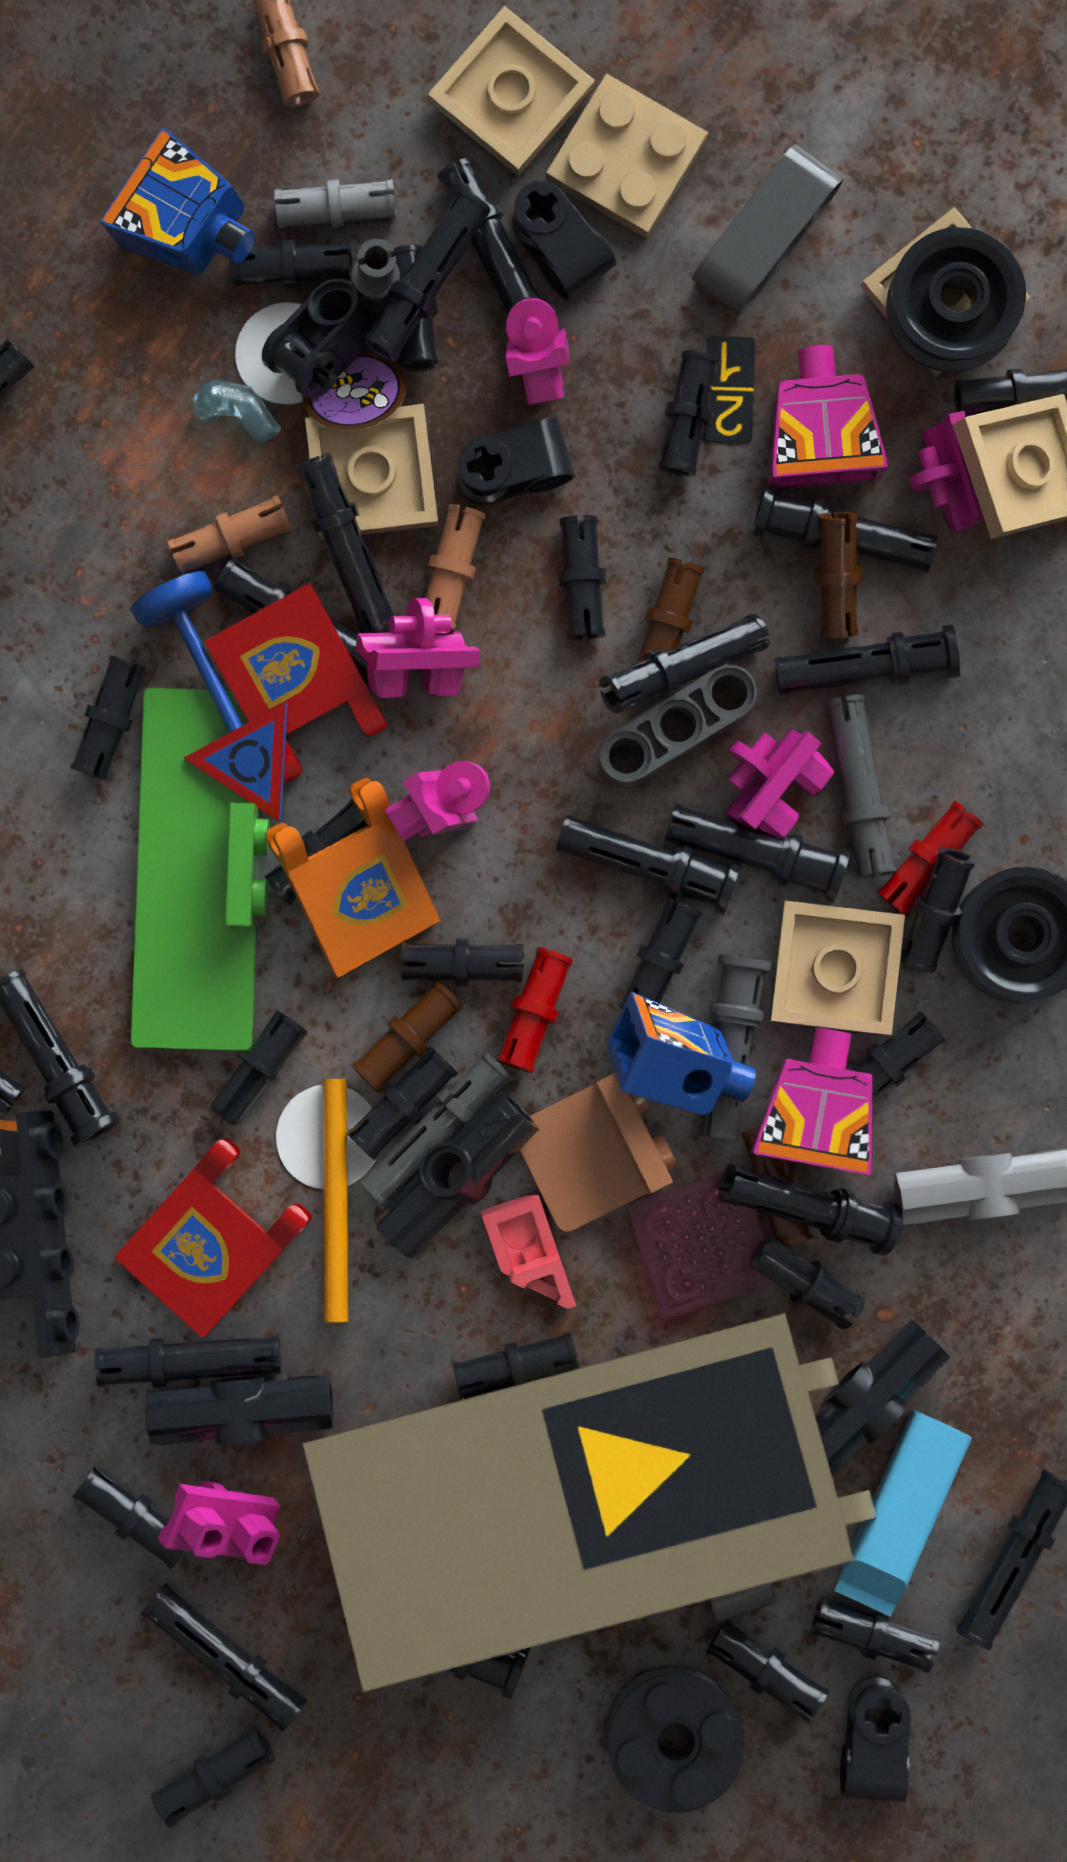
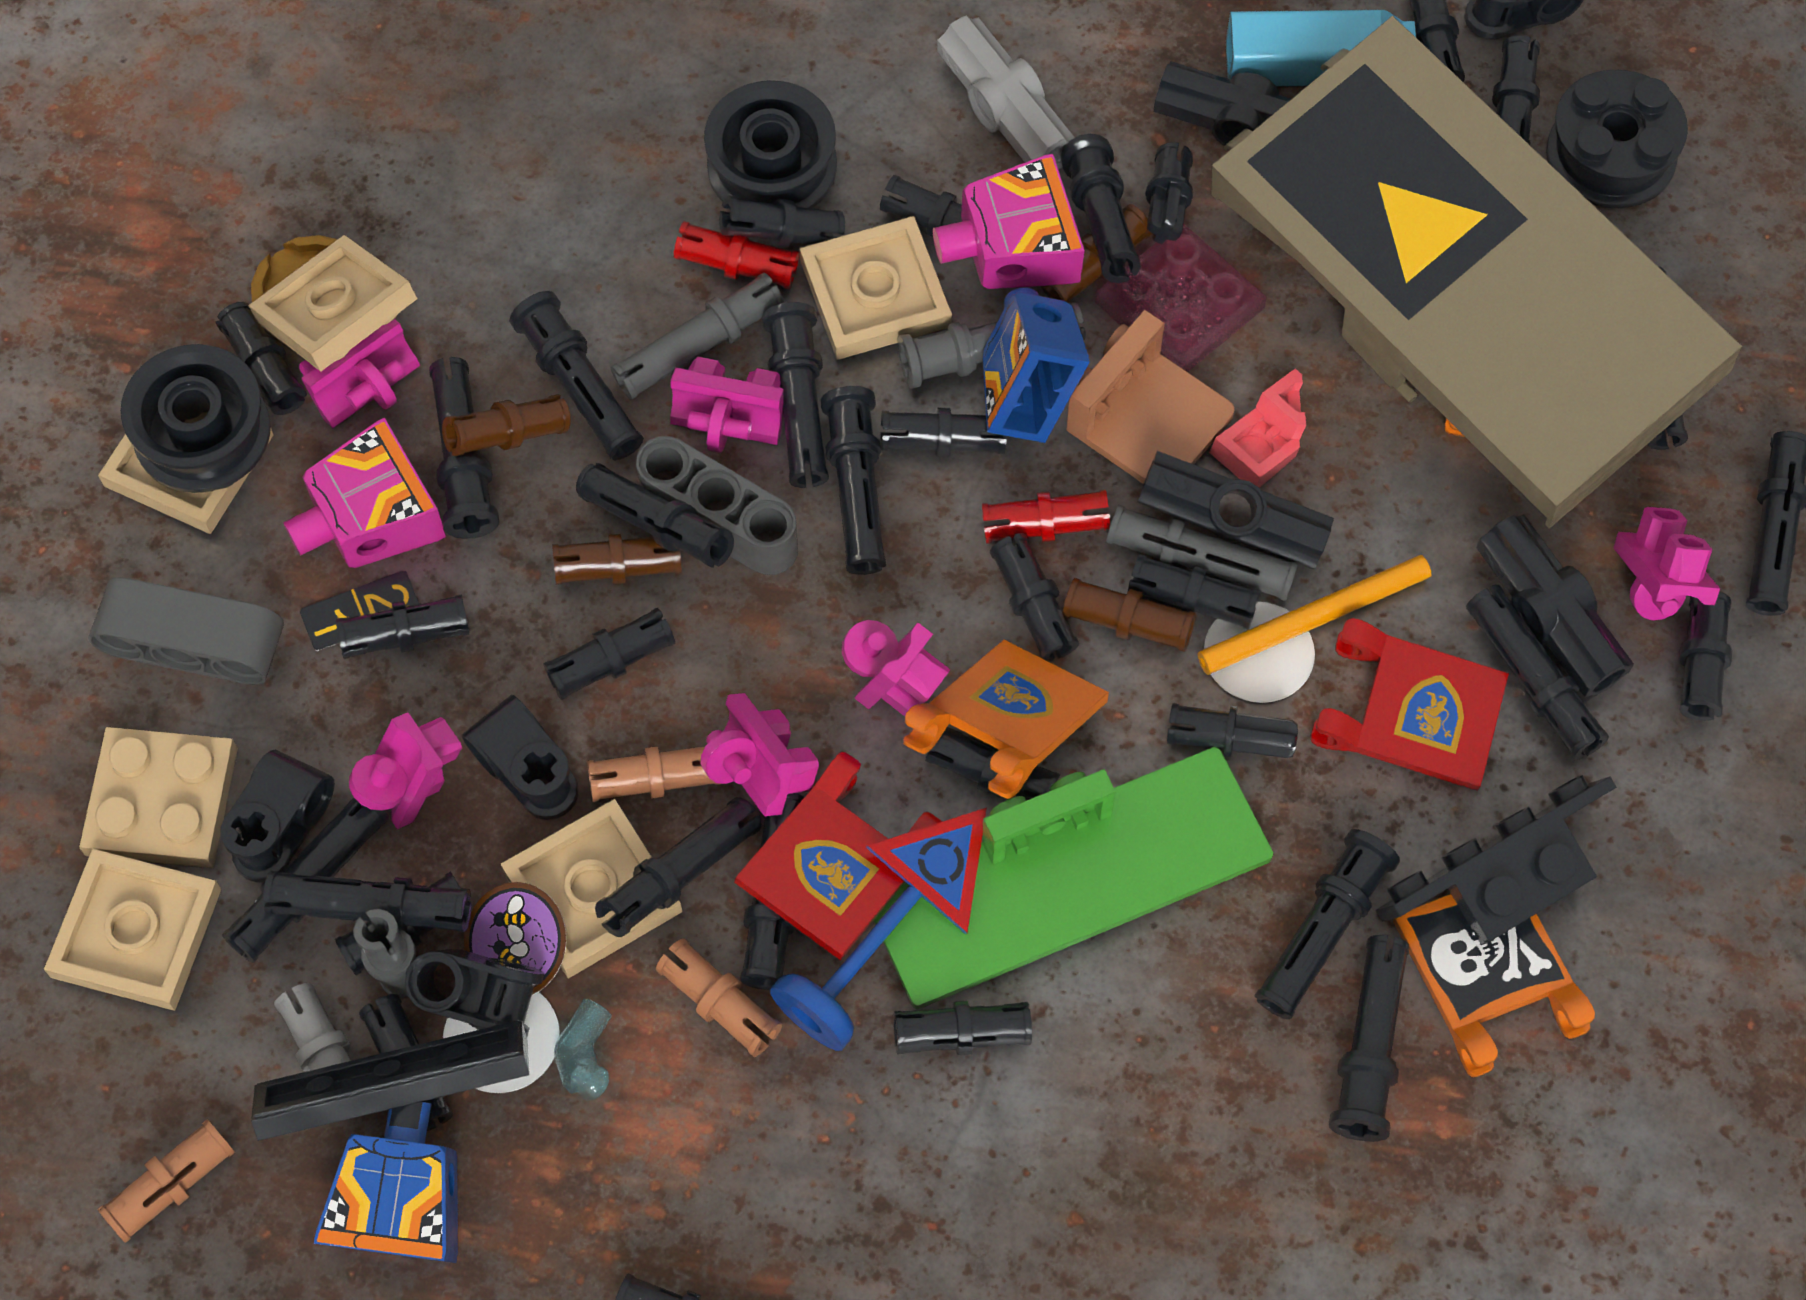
camera: 115 degrees left, 20 degrees down
(263, 235) = (390, 1080): none -> black tile
(515, 1366) = (1377, 396): black pin -> none

